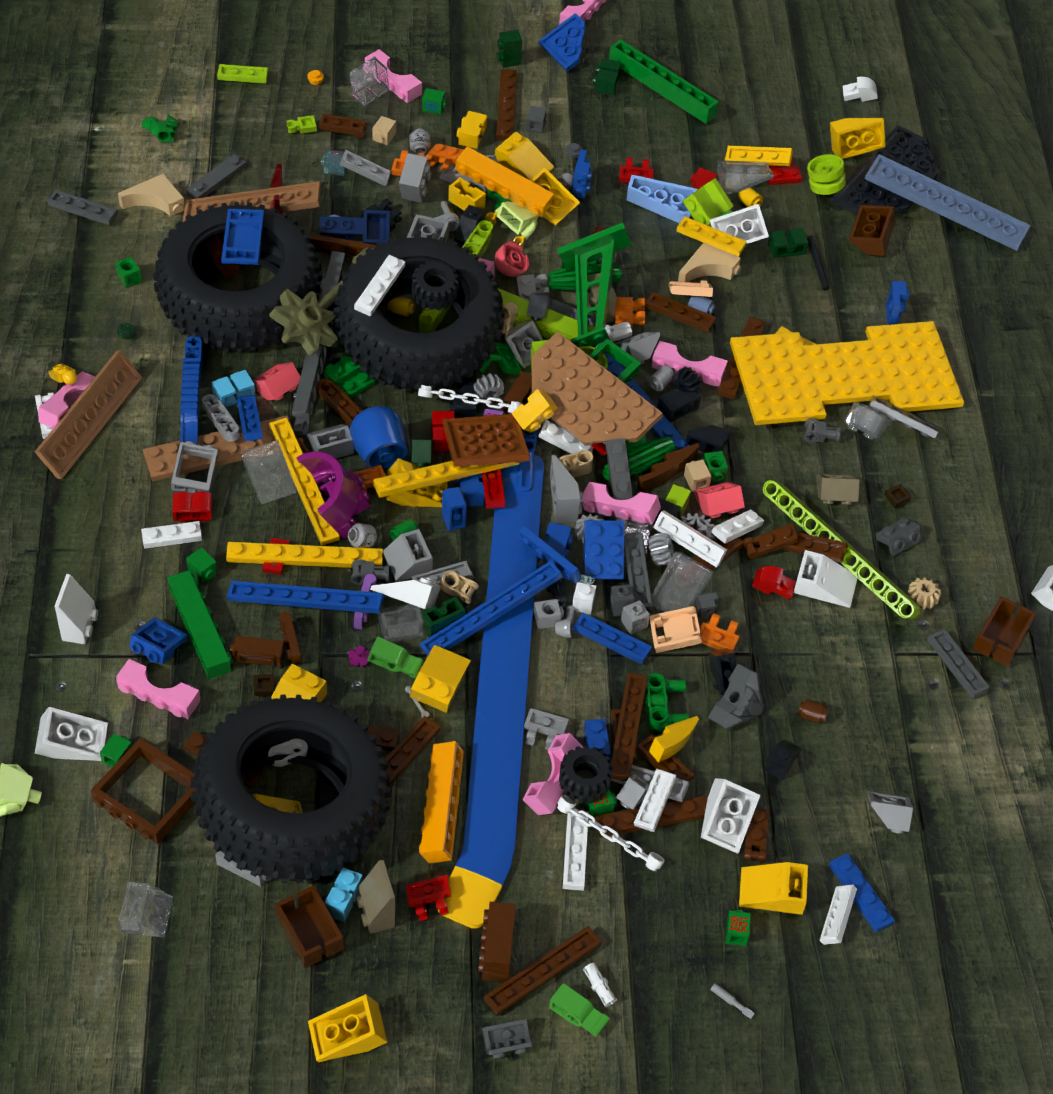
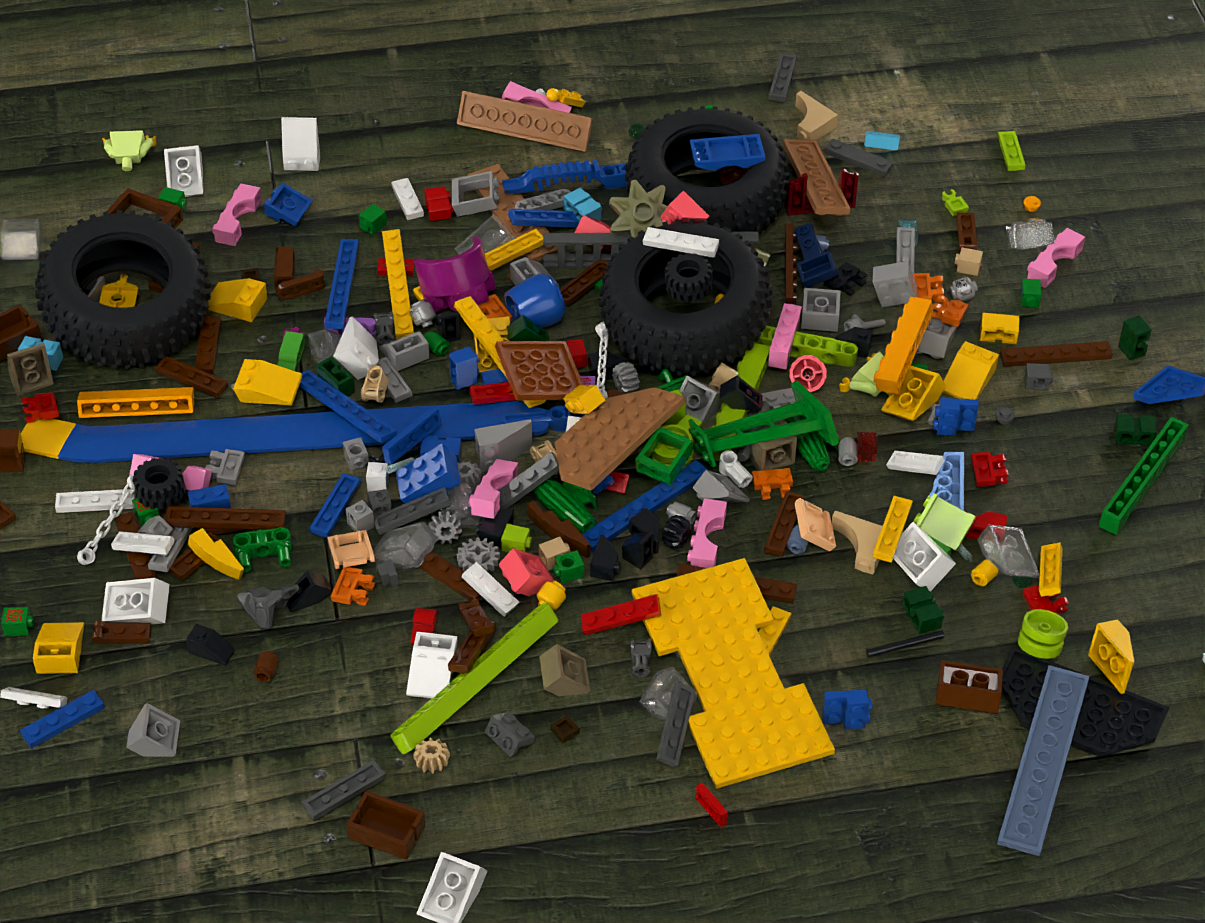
camera: 85 degrees right, 5 degrees down
(161, 129) = (909, 109): green animal -> none
(196, 156) = (882, 140): none -> medium azure slope
(199, 624) = (309, 226): green brick -> none
(327, 282) = (683, 209): none -> coral slope
(384, 514) = (449, 326): none -> black slope
(463, 195) = (884, 331): yellow brick -> none
(565, 627) = (342, 466): light grey bar -> none
(631, 208) = (915, 462): none -> white plate
(690, 538) = (454, 549): white plate -> none
(704, 410) = (638, 549): none -> black slope
(749, 483) = (552, 593): none -> yellow head
(782, 433) = (621, 614): none -> red plate
(981, 410) = (711, 805): none -> red tile

